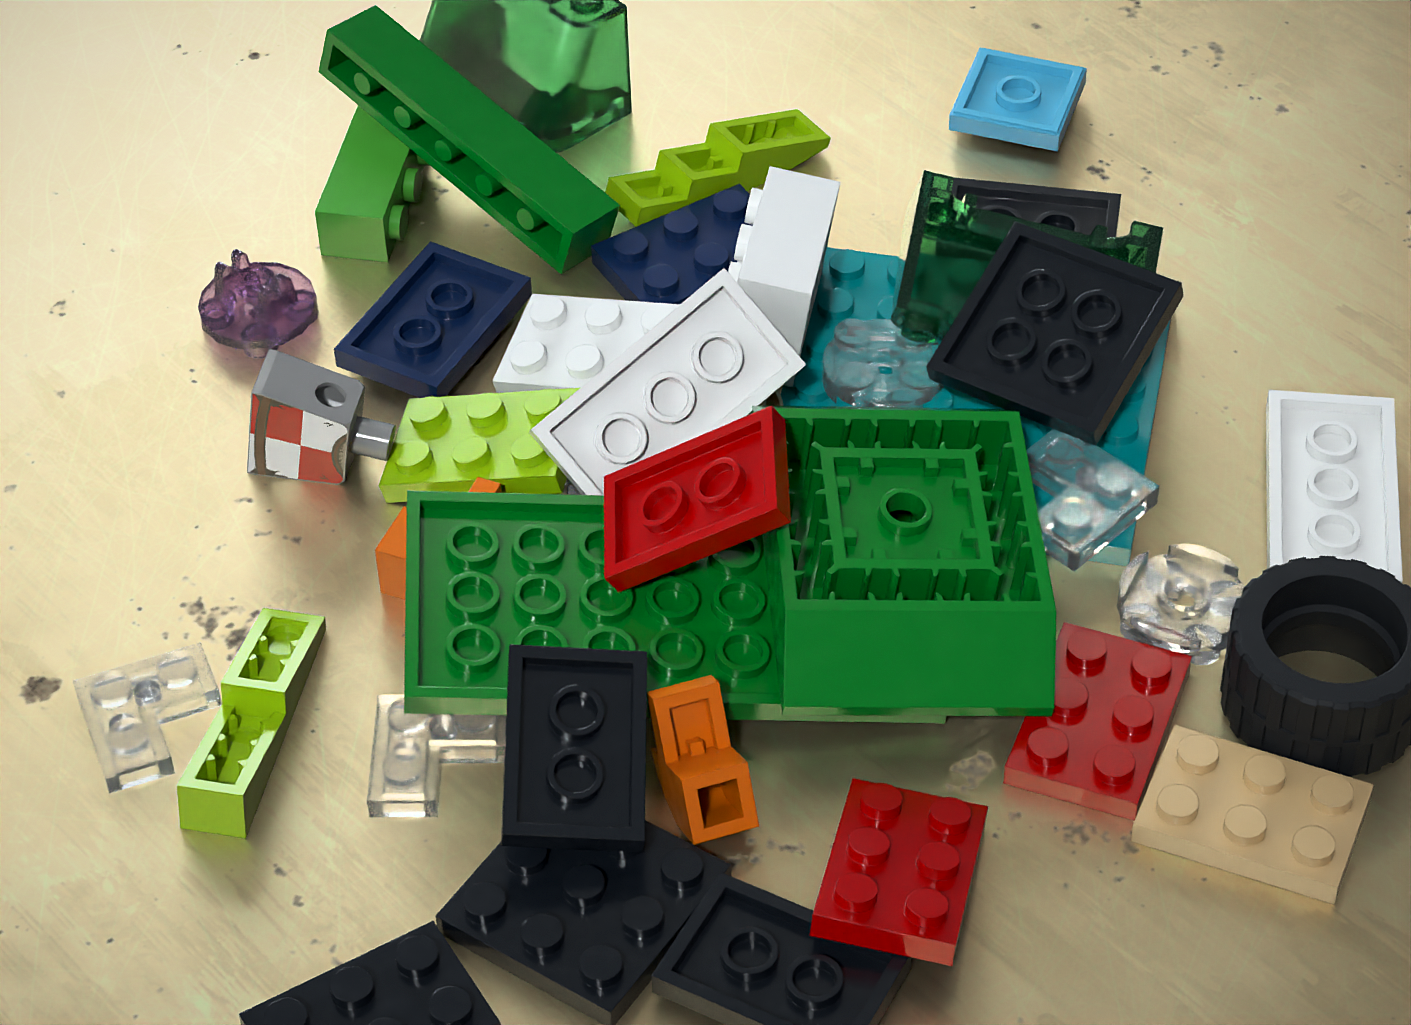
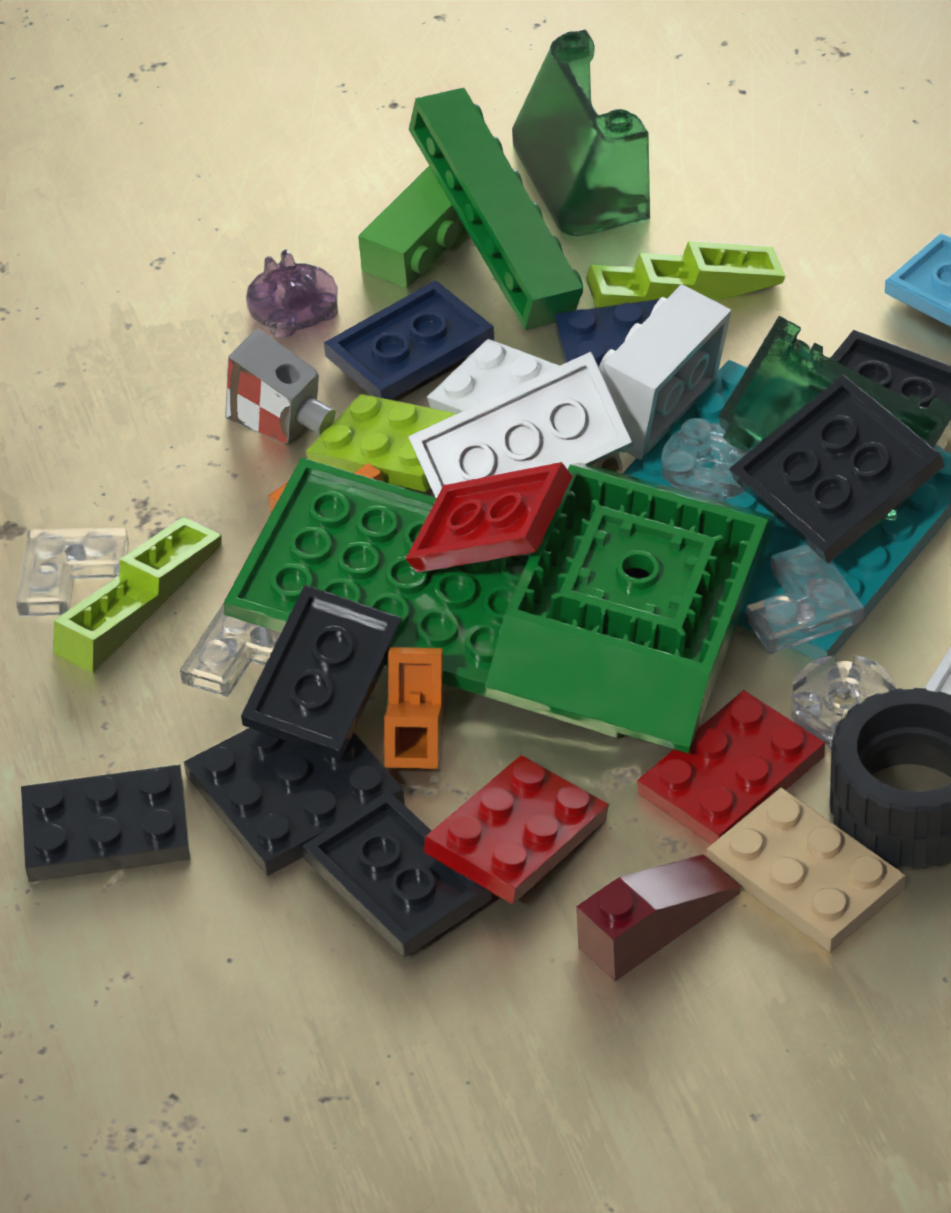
camera: 25 degrees right, 0 degrees up
(1111, 925) = (648, 911): none -> dark red slope

